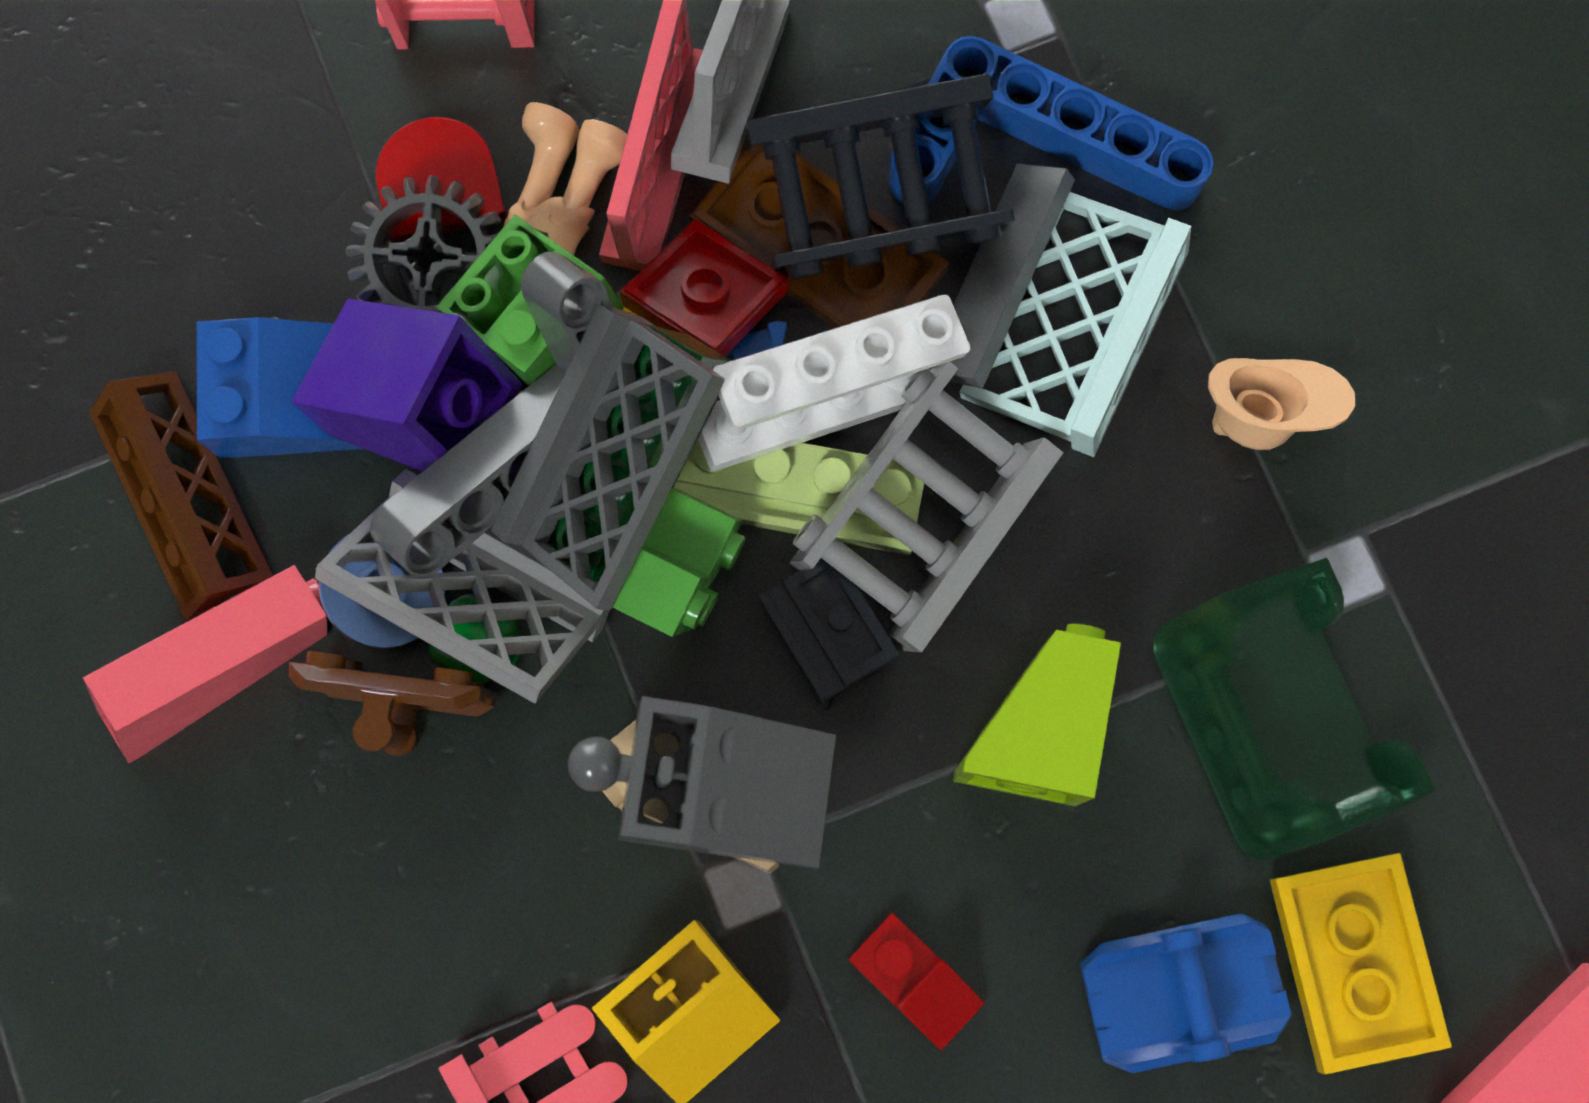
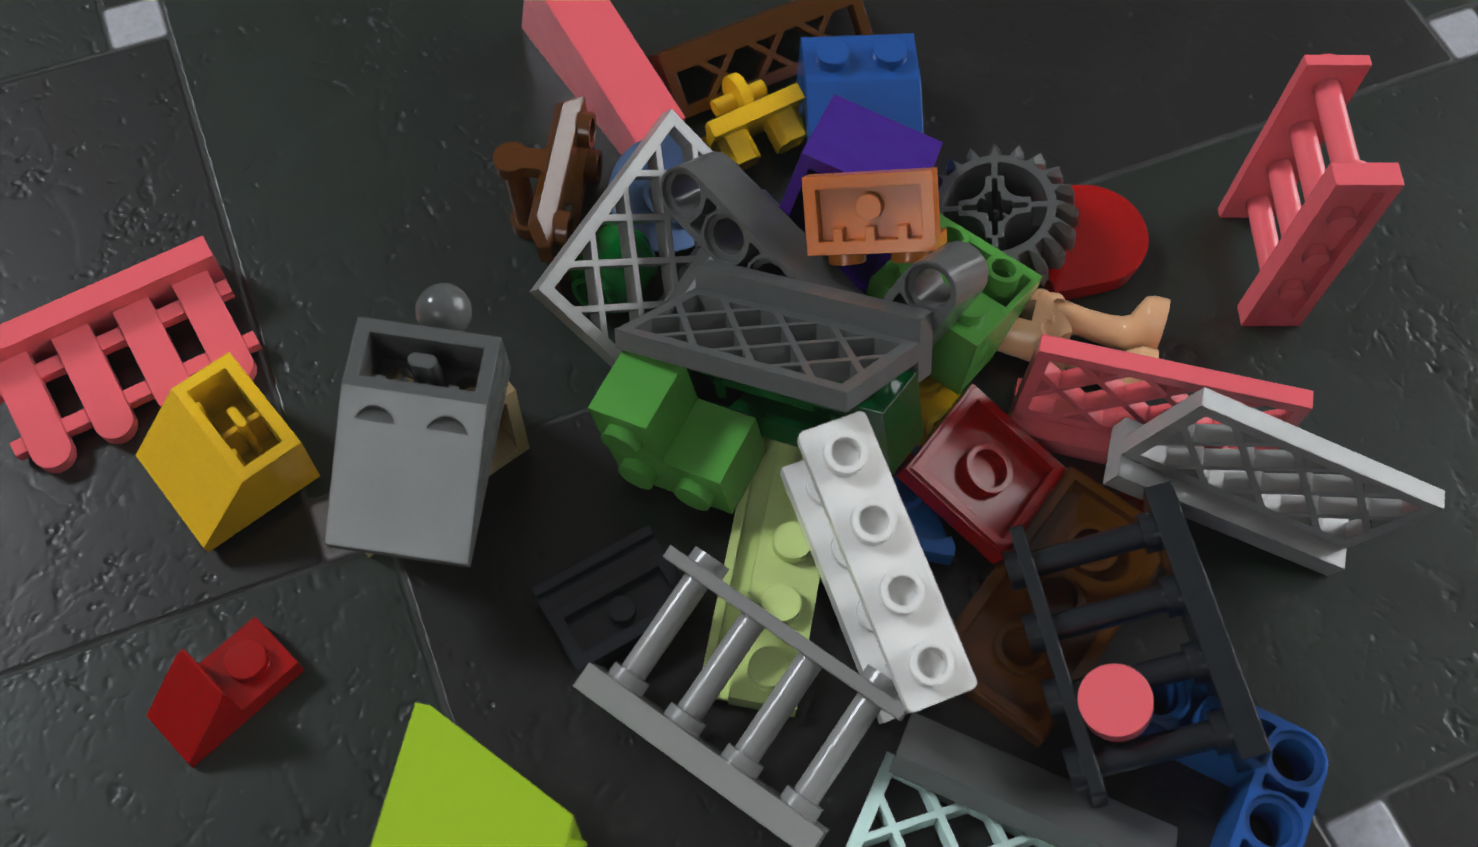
camera: 85 degrees right, 15 degrees down
(279, 478) = (774, 114): none -> yellow hips
(476, 358) = (872, 214): none -> orange bracket
(938, 192) = (1115, 702): none -> coral tile

